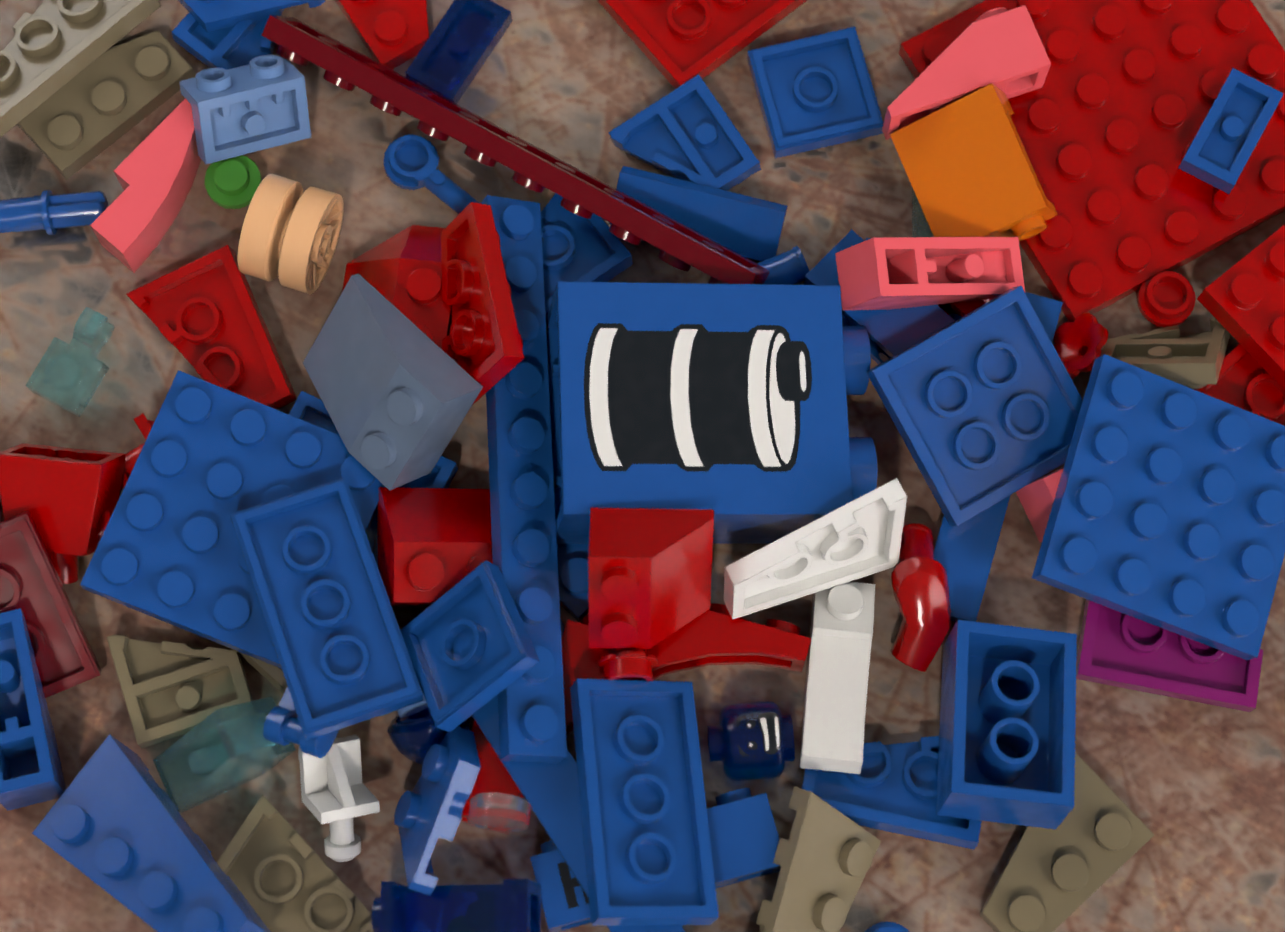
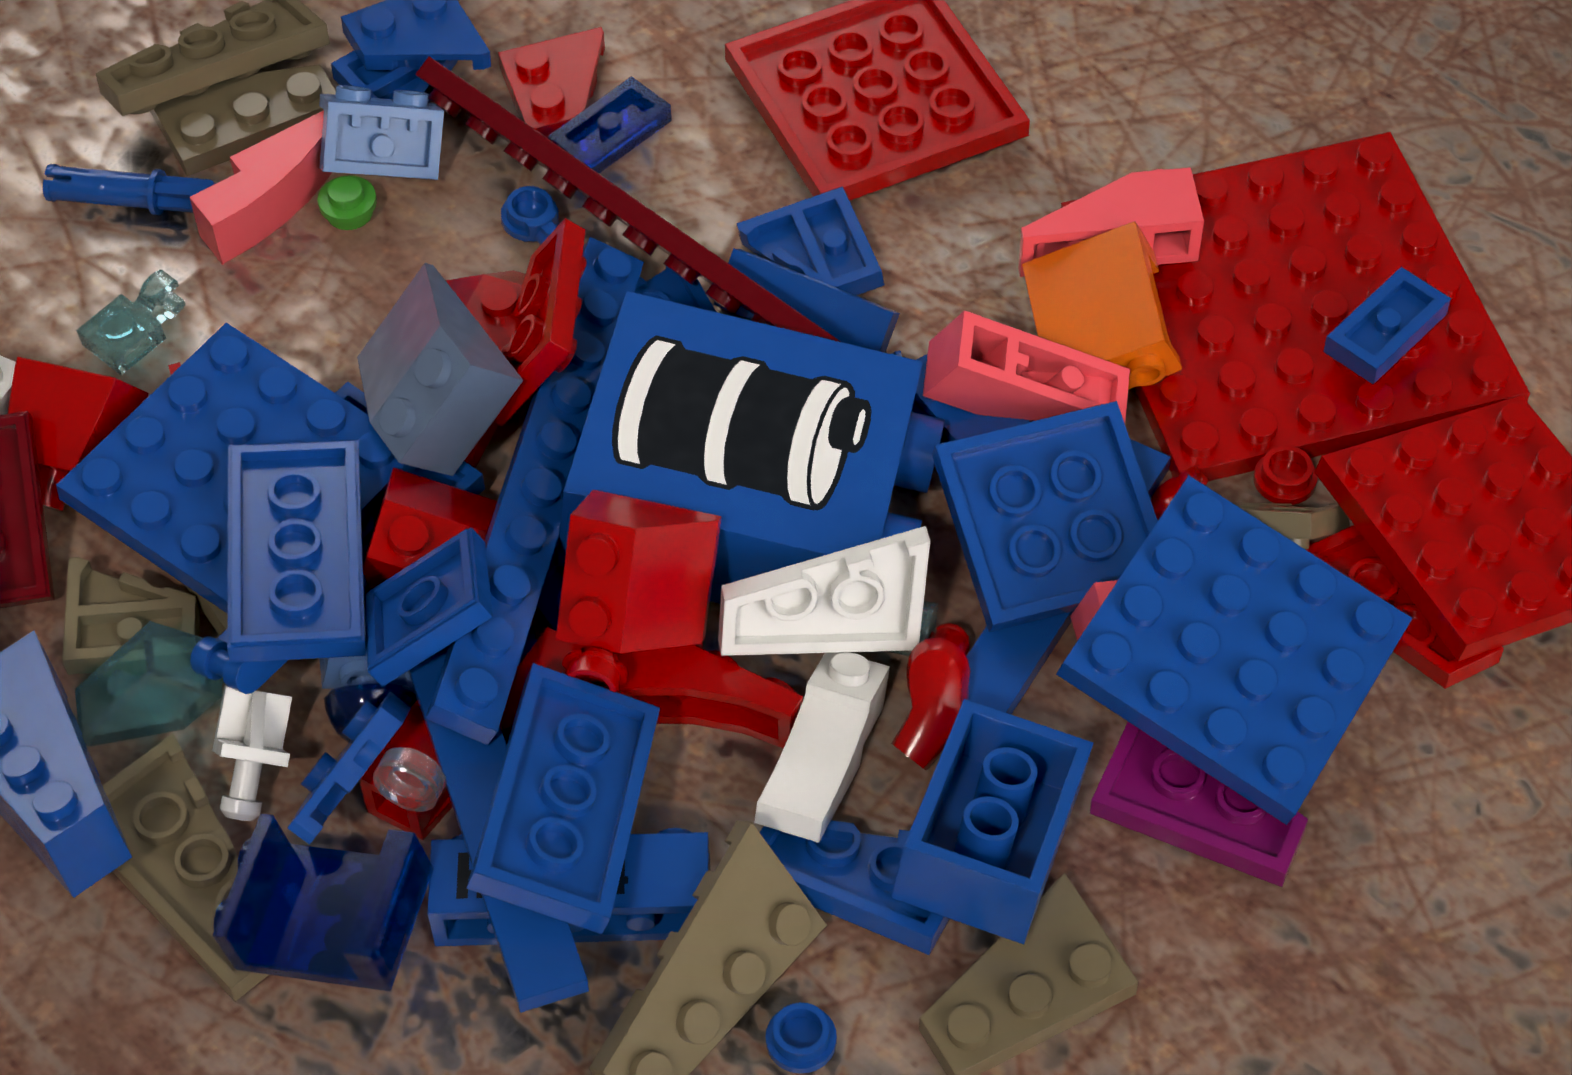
camera: 15 degrees right, 20 degrees down
(218, 327) = (285, 308): red wing -> none
(290, 233) = (382, 239): light nougat wheel -> none
(752, 741) = (711, 791): clear blue head -> none
(815, 92) = (960, 229): blue plate -> none

